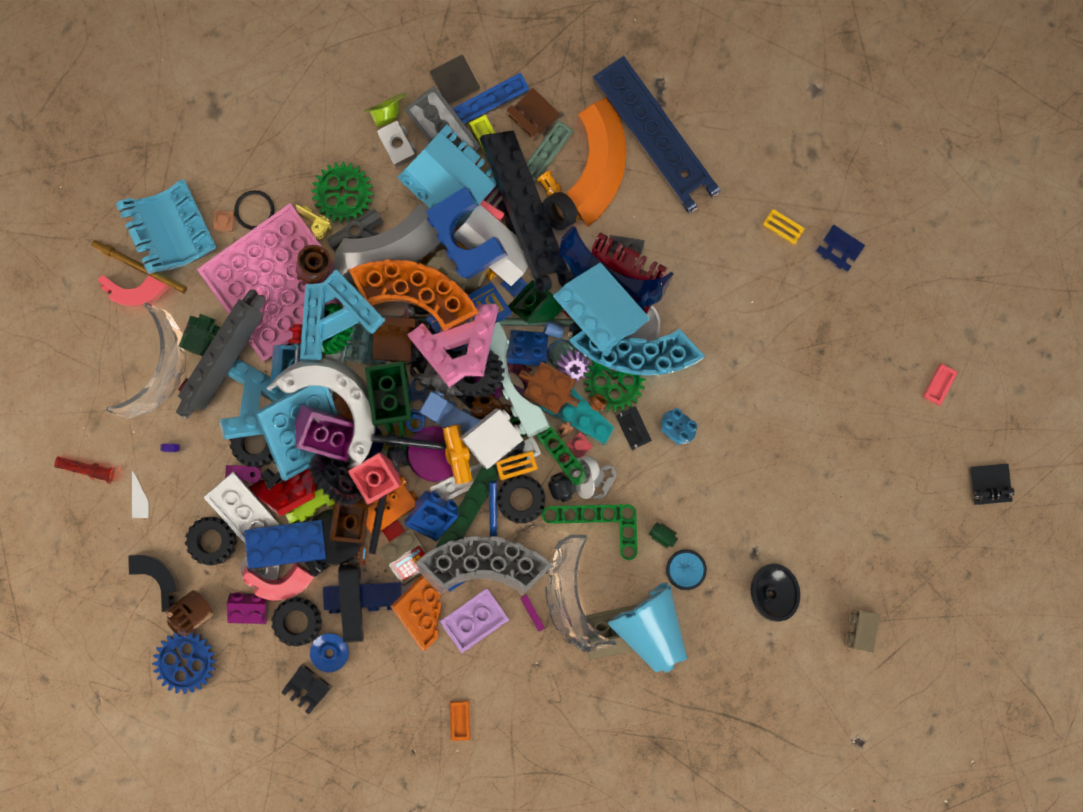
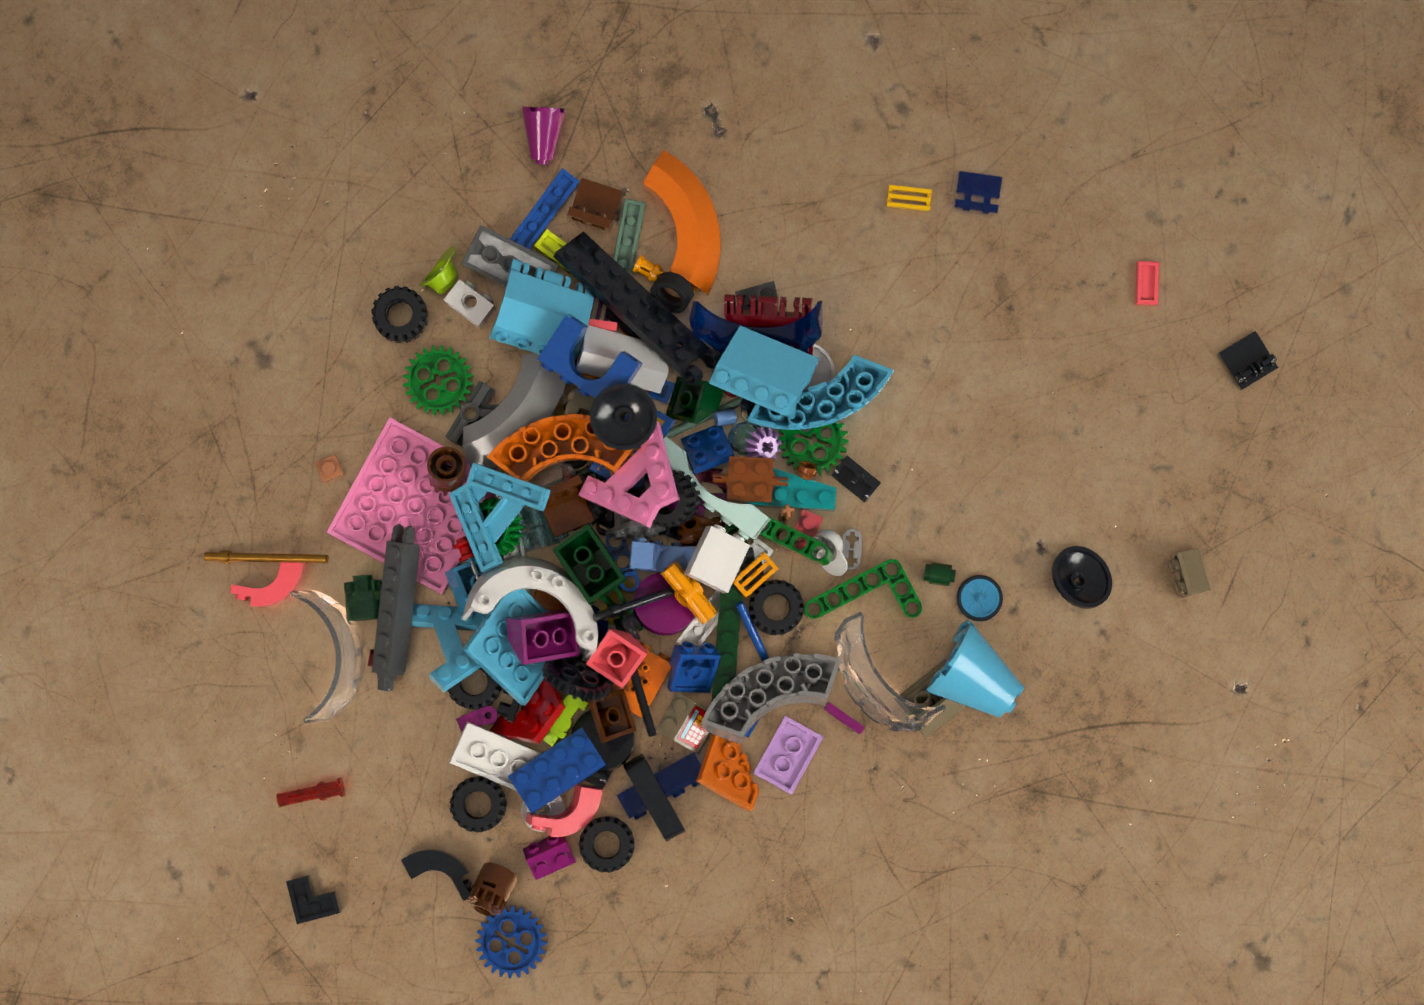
camera: 20 degrees left, 0 degrees up
(39, 557) = (308, 907): none -> black plate
(140, 504) = (383, 799): white sticker -> none
(167, 228) = (276, 503): medium azure hinge -> none
(169, 447) = (388, 729): dark purple tile -> none
(243, 196) = (335, 436): black tyre -> none
(315, 689) = (642, 900): black legs -> none
(320, 223) = (432, 423): light yellow hinge -> none
(322, 660) = (644, 864): blue dish -> none
(332, 111) = (392, 297): none -> black tyre
(361, 556) = (640, 746): tile -> none
(393, 530) = (660, 703): red tile -> none
(454, 79) = (497, 207): clear smoke plate -> none
(457, 293) = (618, 432): none -> black dish
(460, 720) = (823, 864): orange tile -> none
(519, 36) = (542, 131): none -> magenta cone
(561, 487) = (811, 575): black head -> none
(654, 131) = (729, 163): dark blue hinge -> none
(678, 426) = (901, 455): dark azure plate -> none

